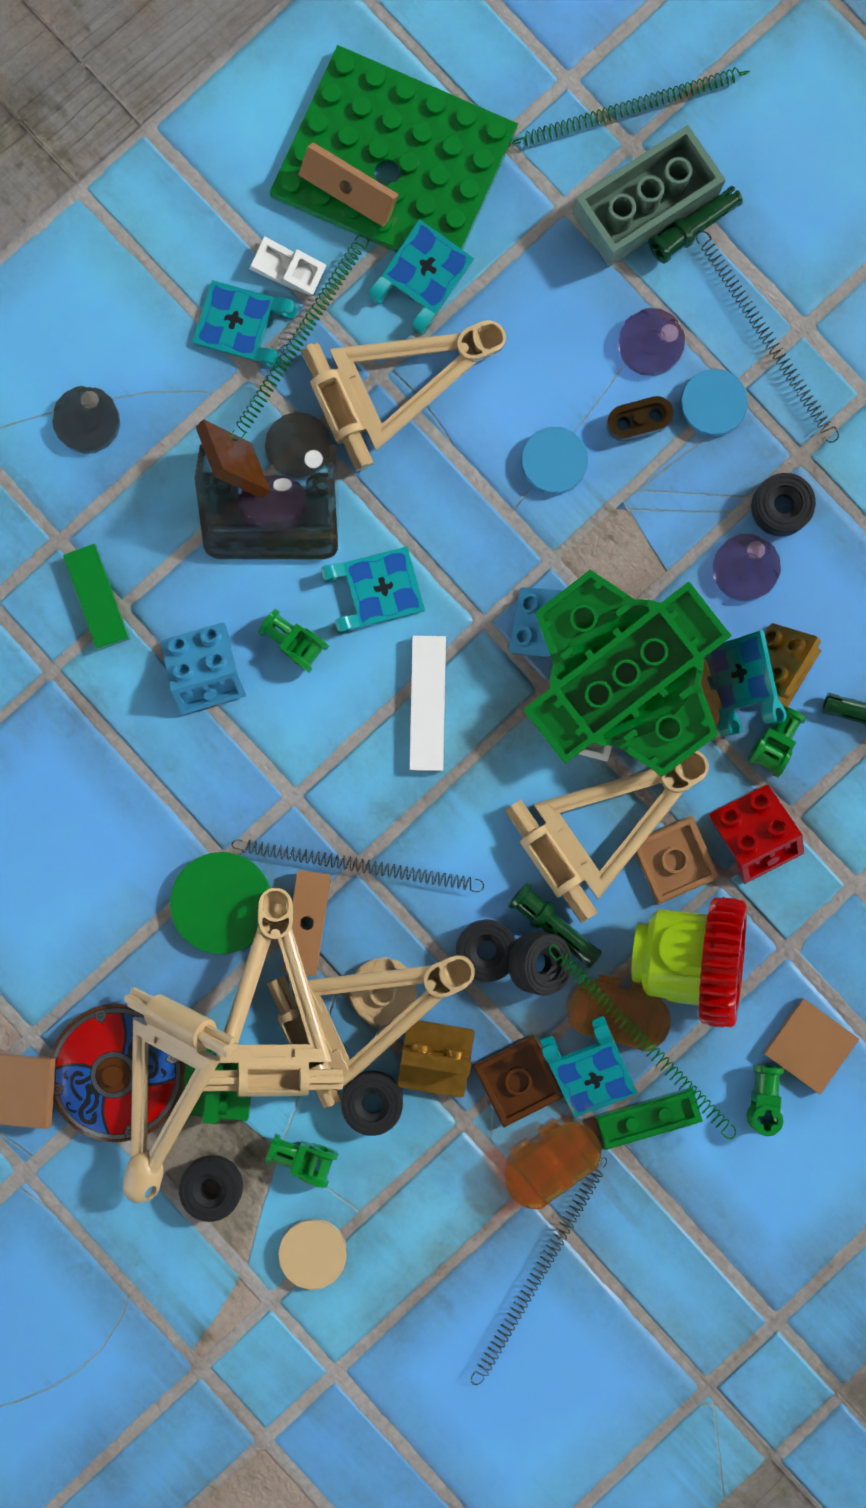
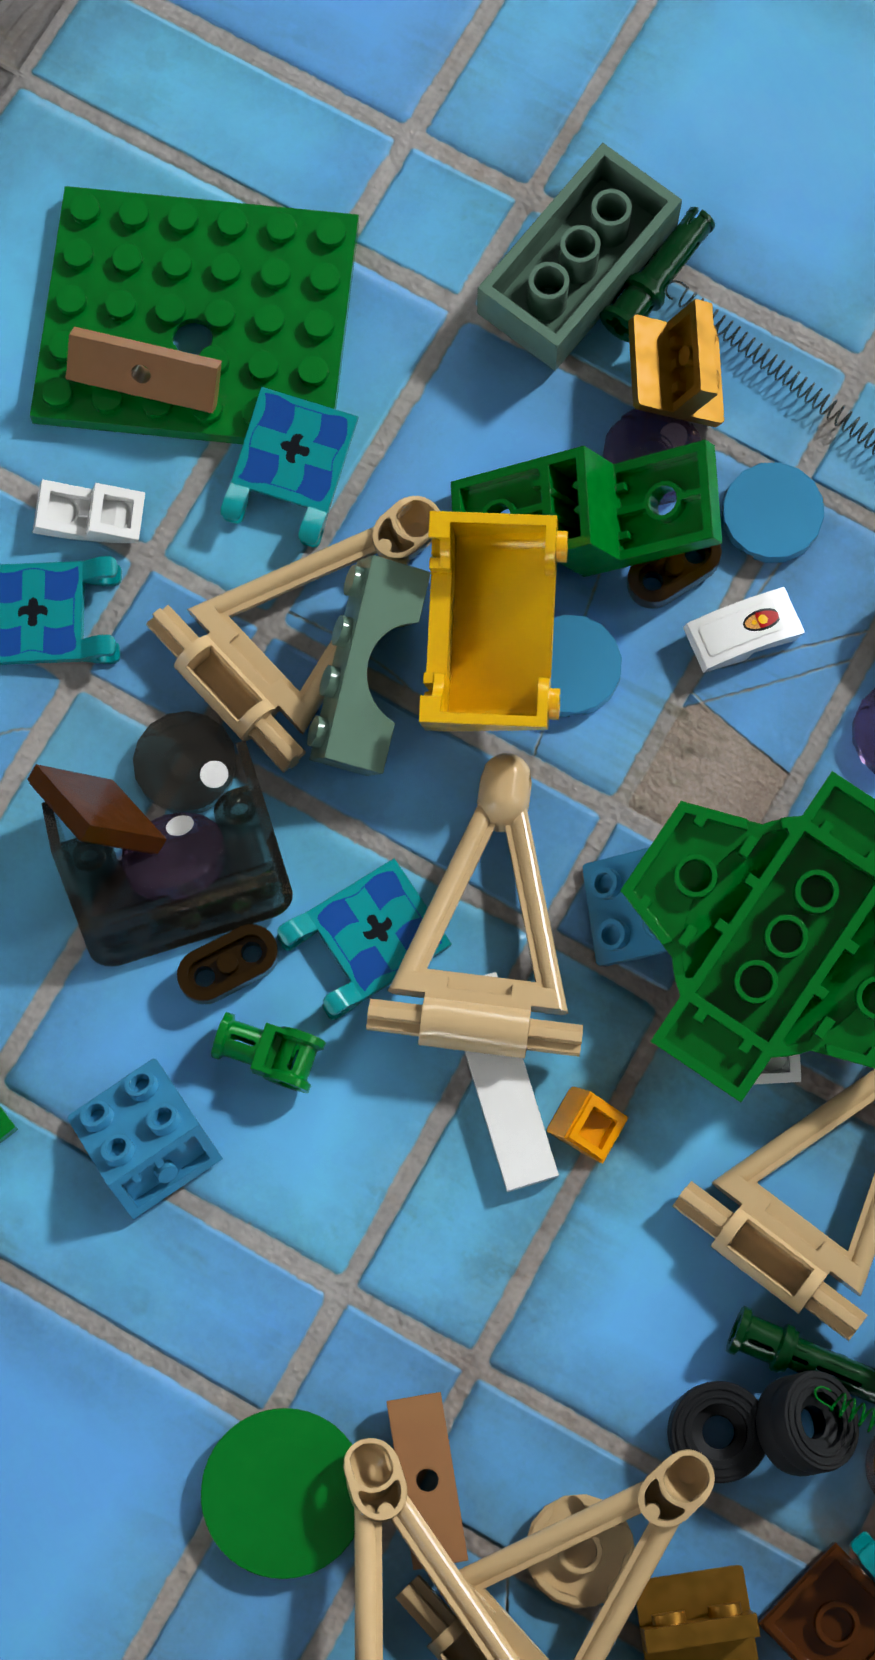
camera: 15 degrees left, 10 degrees down
(286, 579) = (226, 960): none -> dark brown plate
(304, 331) = (117, 682): green piece -> none
(362, 863) = (478, 1370): clear smoke piece -> none
(405, 456) = (351, 727): none -> sand green arch
(428, 656) = (474, 1009): none -> tan piece
(471, 745) = (587, 1123): none -> light orange slope
(512, 418) = (491, 622): none -> yellow windscreen
(596, 365) = (608, 505): none -> green bracket
(614, 109) = (575, 108): green piece -> none
(669, 471) = (742, 629): none -> white slope
(686, 288) = (678, 365): none -> pearl gold bracket

